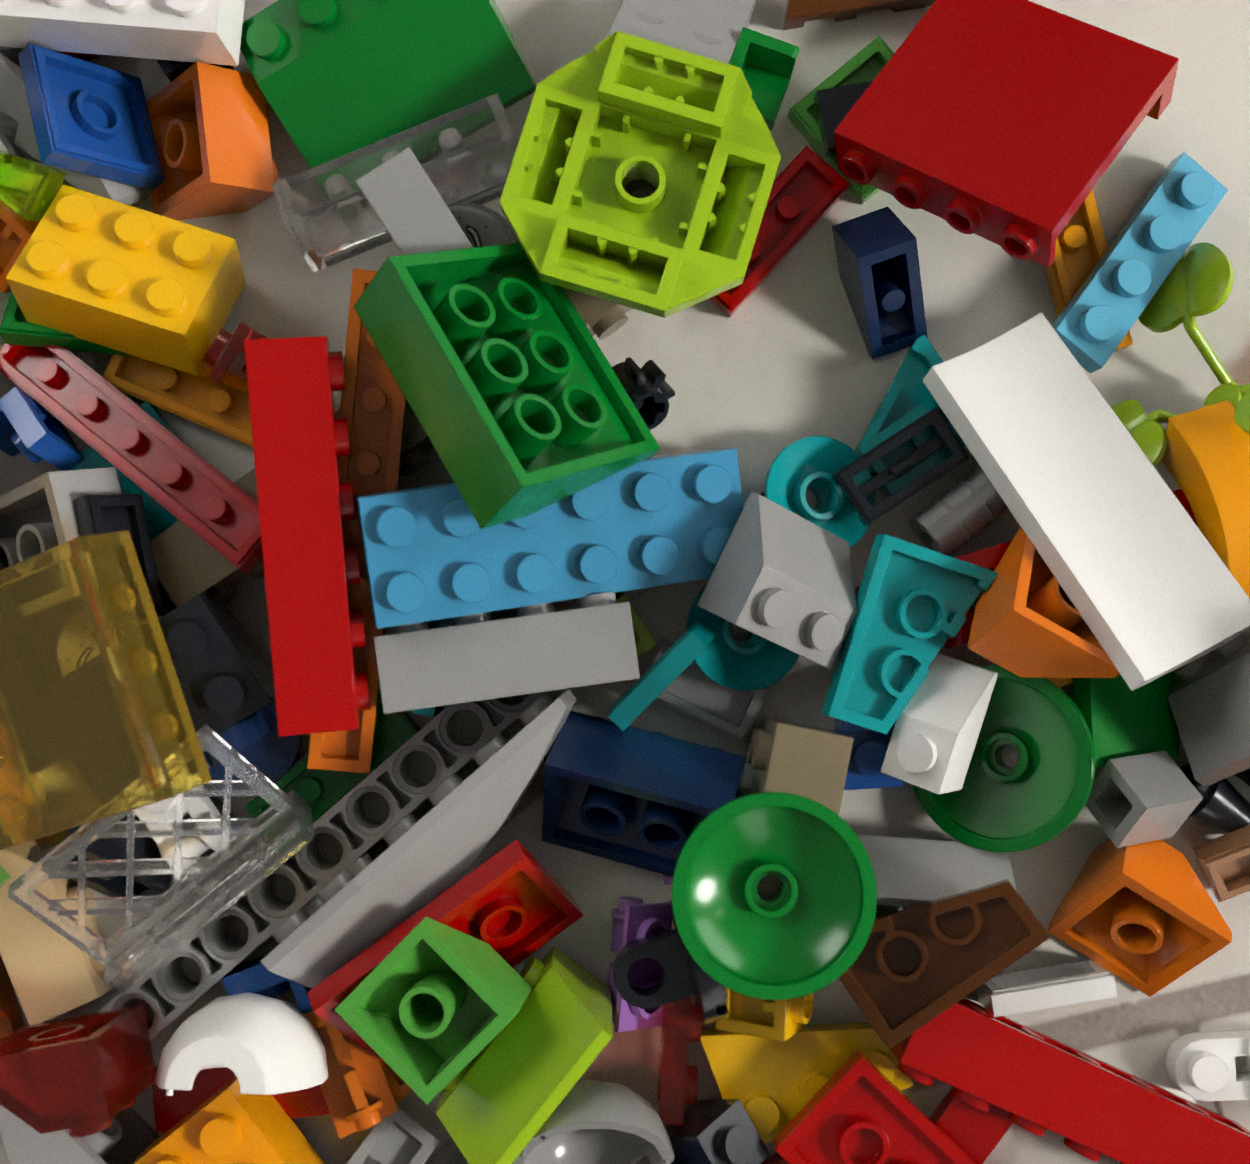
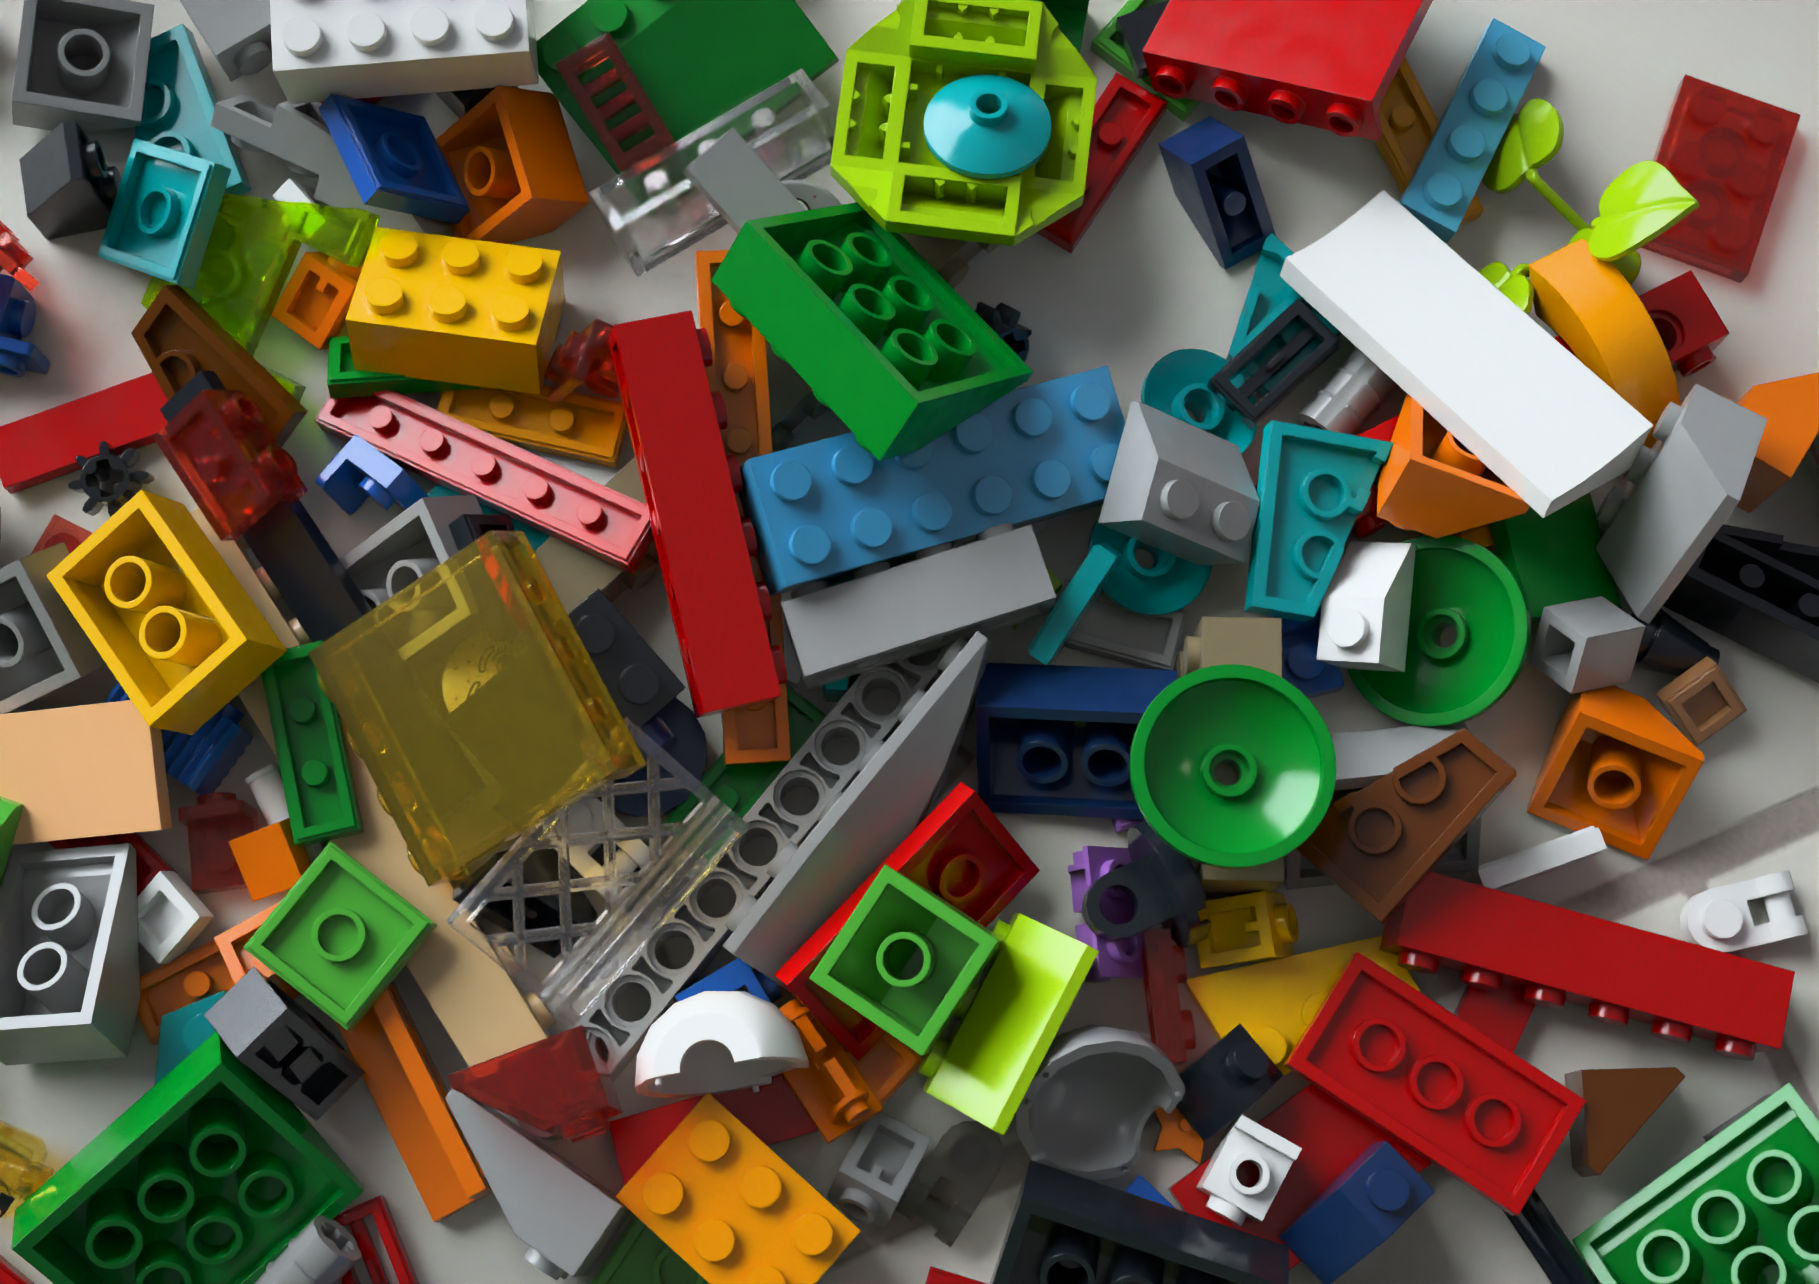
camera: 15 degrees left, 10 degrees down
(290, 109) = (587, 58): none -> clear red slope
(657, 210) = (987, 126): none -> teal dish

